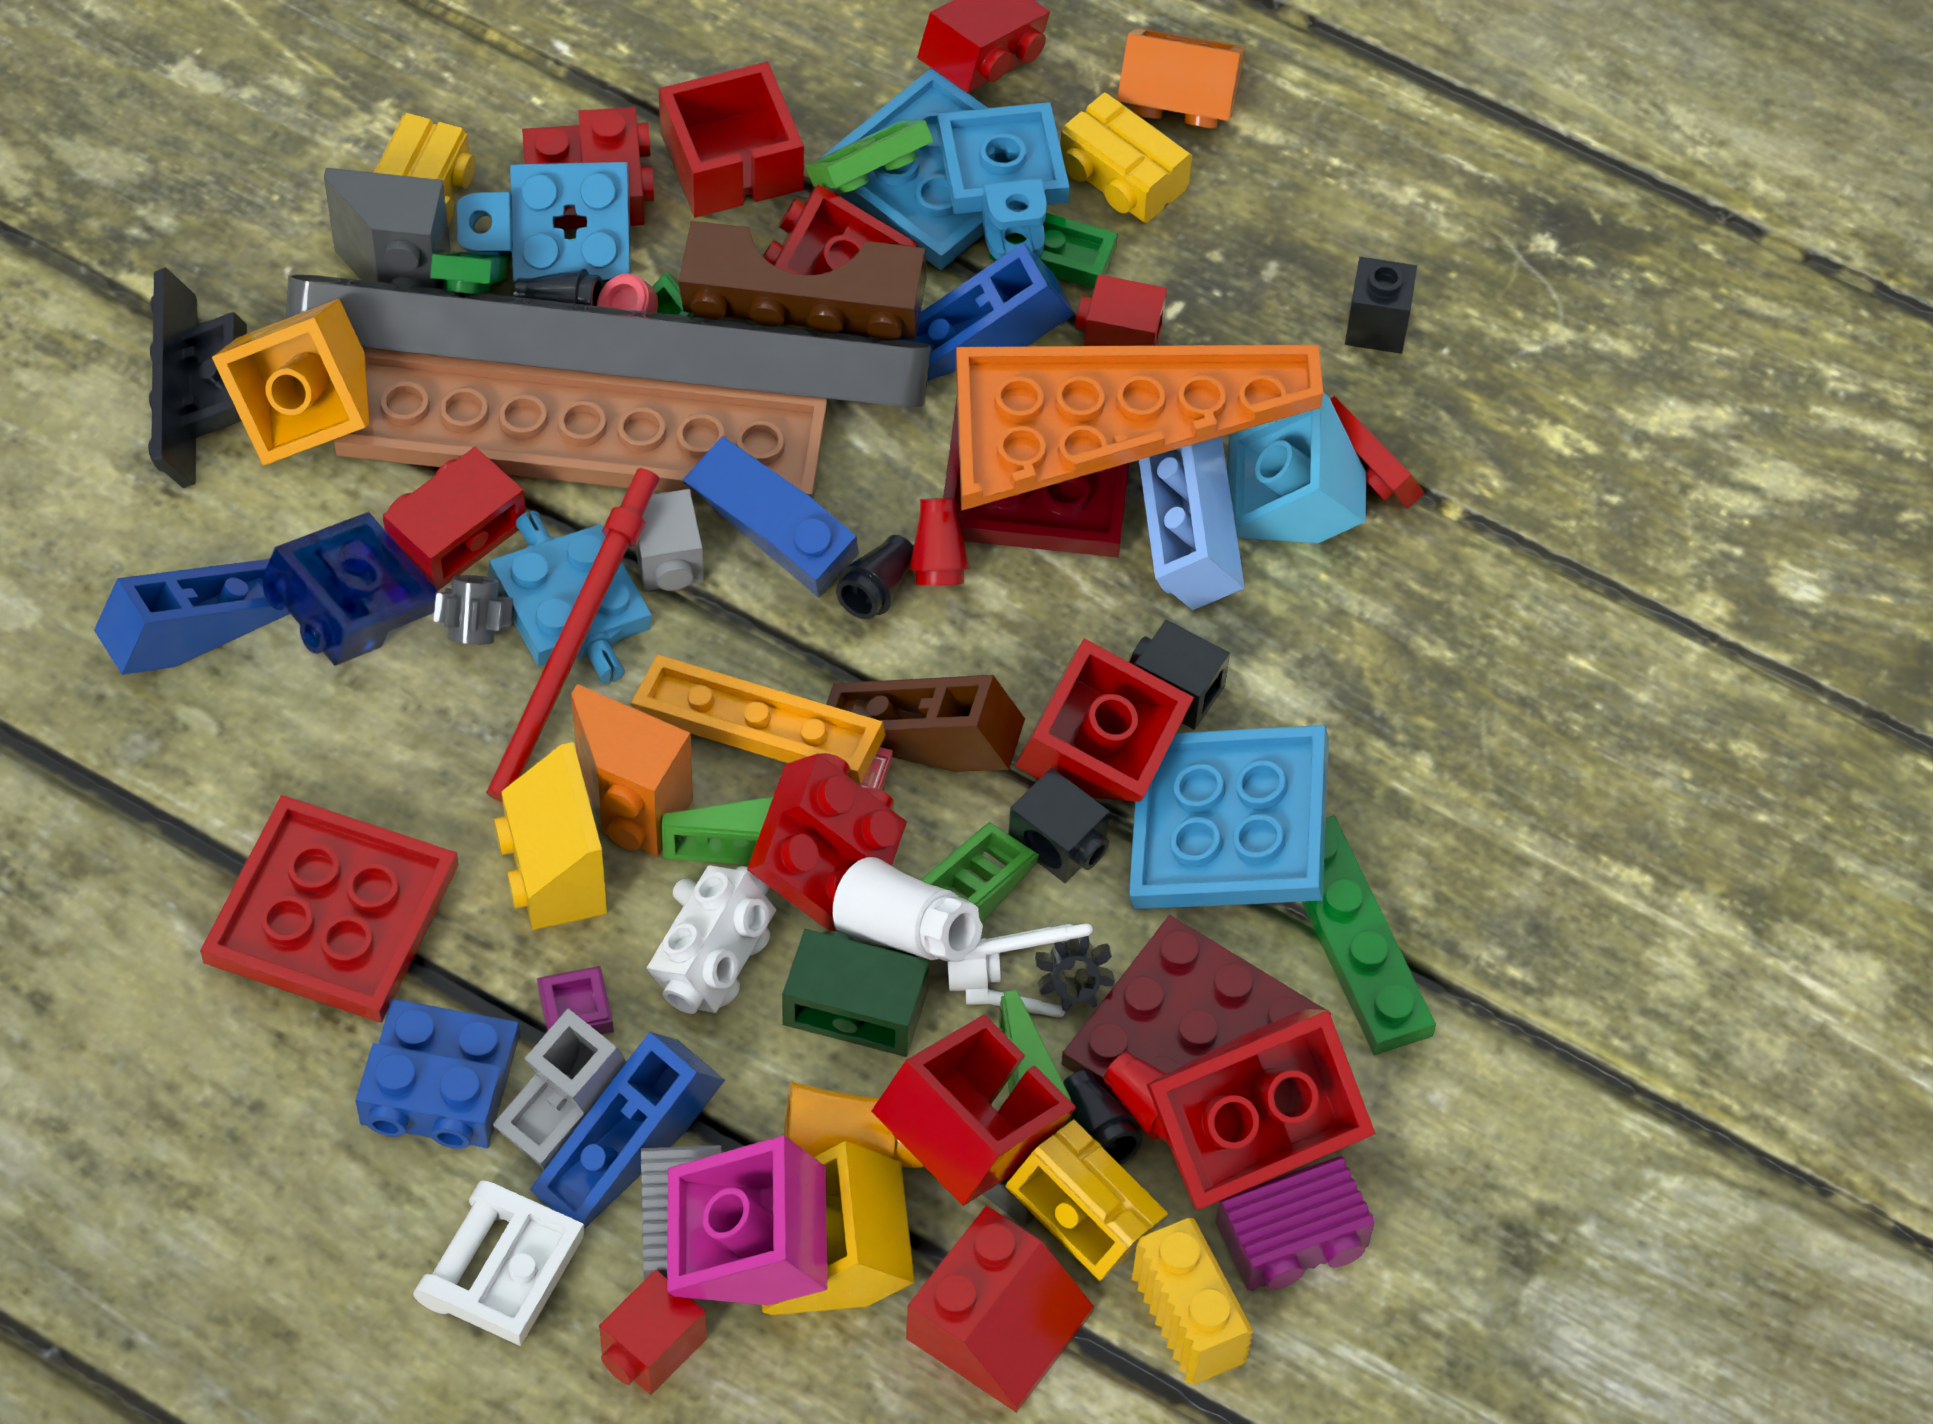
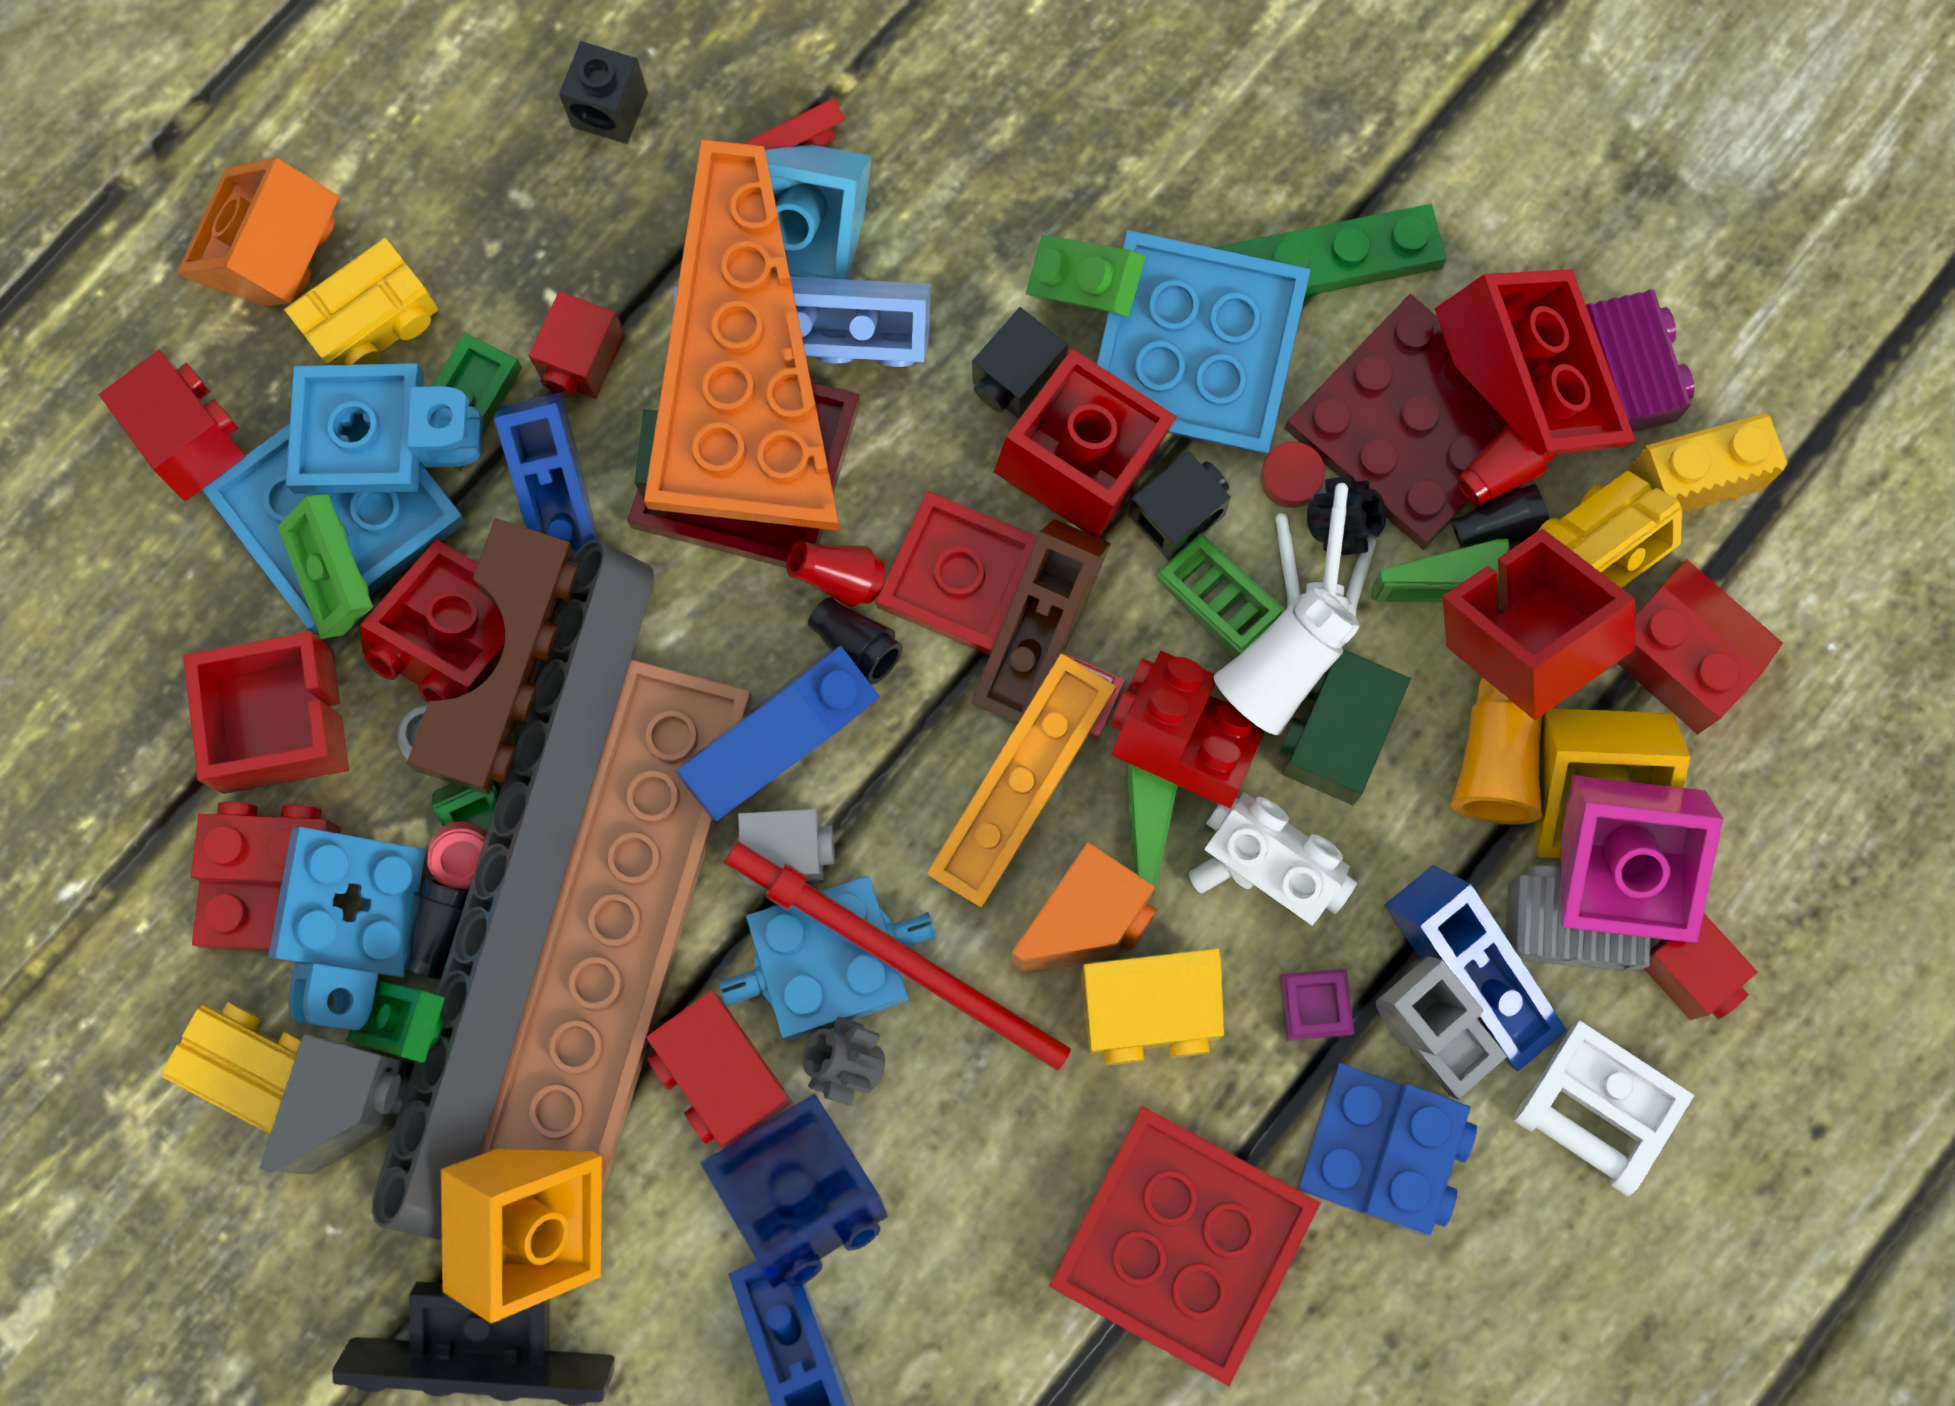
camera: 75 degrees left, 20 degrees up
(959, 636) = (956, 572): none -> red plate
(1121, 926) = (1292, 474): none -> red tile
(1276, 704) = (1085, 275): none -> bright green plate

